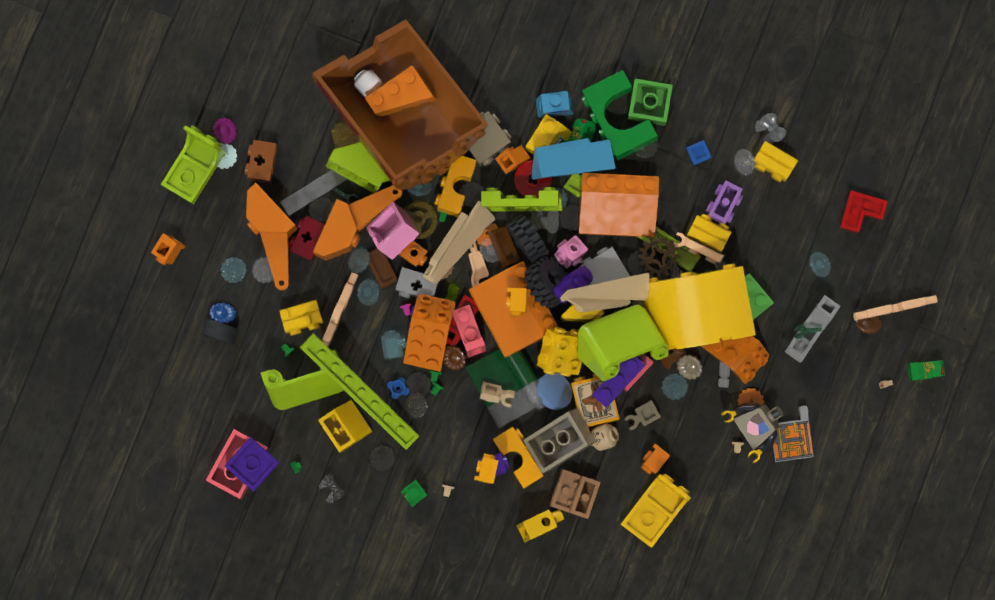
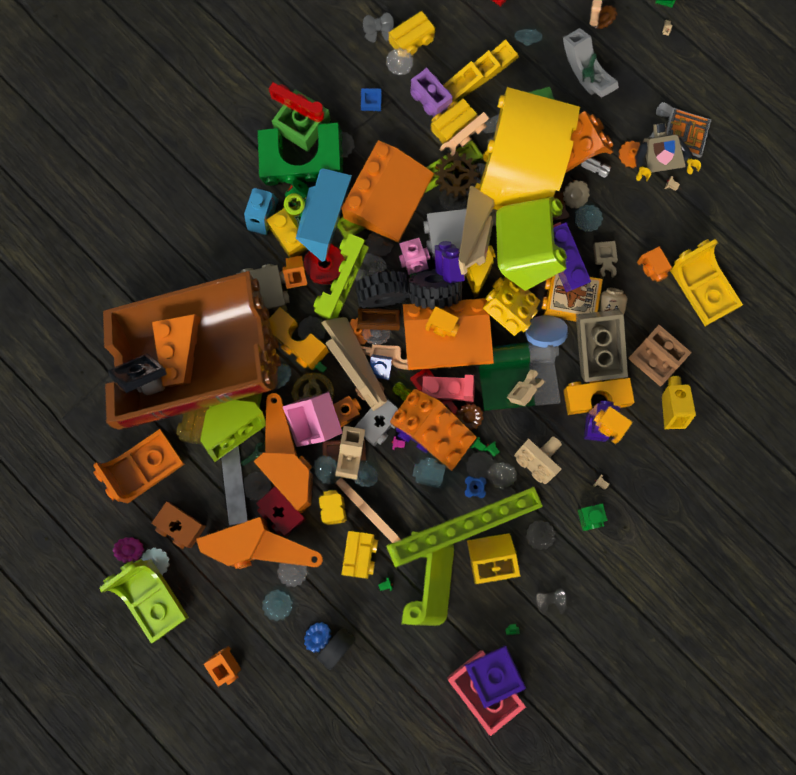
camera: 60 degrees left, 5 degrees down
(294, 108) = (139, 468): none -> orange bracket
(329, 279) = (332, 508): none -> yellow brick
(365, 73) = (137, 372): none -> black plate
(379, 273) = (350, 452): none -> tan brick
(442, 429) = (539, 460): none -> tan plate
(464, 266) = (381, 366): none -> plate
(562, 135) = (300, 204): none -> lime cone
(658, 93) = (297, 102): none -> red plate
(767, 236) = (480, 71): none -> yellow slope

